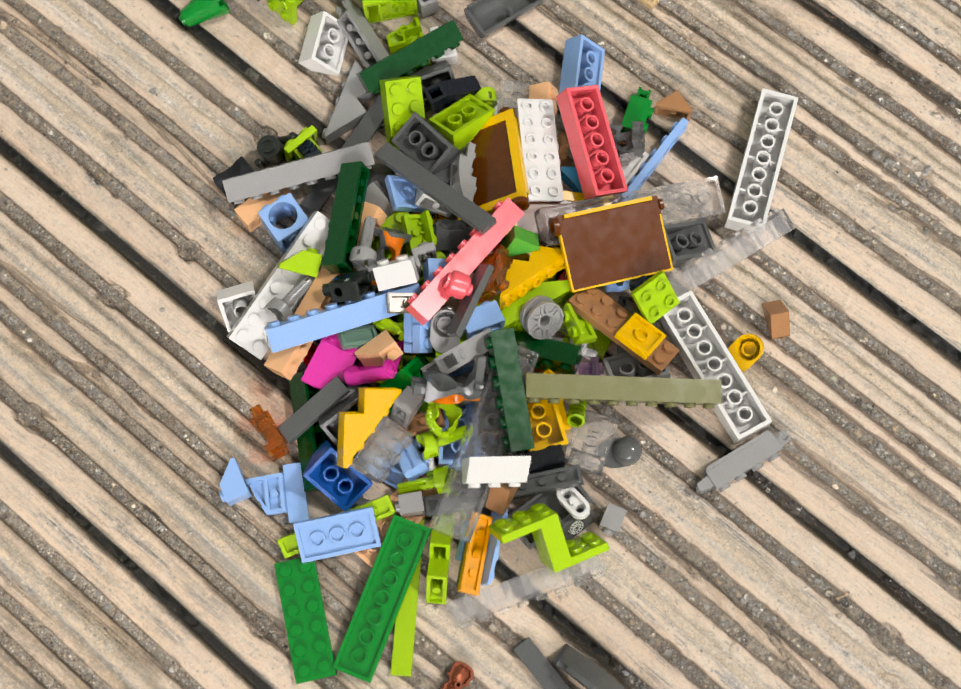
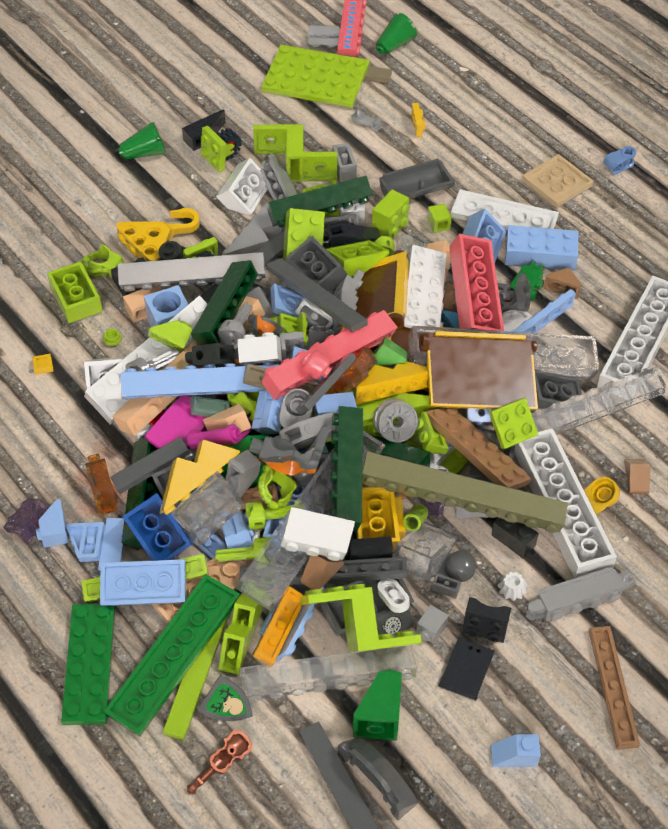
camera: 10 degrees right, 20 degrees down
(172, 300) = (42, 364): none -> yellow tile
(182, 211) = (74, 292): none -> lime brick
(206, 480) = (26, 519): none -> clear purple bracket
(211, 170) = (97, 269): none -> lime piece
(234, 256) = (112, 337): none -> lime plate
(235, 121) = (151, 235): none -> yellow piece
(410, 505) = (225, 569): light grey brick -> none
(441, 636) = (226, 701): none -> shield
(485, 57) = (391, 214): none -> lime brick
(534, 47) = (439, 218): none -> lime brick
(585, 616) = (380, 708): none -> green slope
(604, 29) = (503, 211): none -> white plate
(618, 476) = (446, 585): none -> flat silver piece
(640, 336) = (492, 453): yellow tile -> none
(645, 67) = (542, 245): none -> light blue brick
(651, 556) = (466, 668): none -> black container
(668, 511) = (486, 620): none -> black brick
(678, 415) = (515, 536): none -> pearl dark grey brick
(678, 462) = (512, 586): none -> white piece
(709, 631) = (516, 751): none -> light blue slope
(785, 548) = (614, 688): none -> medium nougat tile

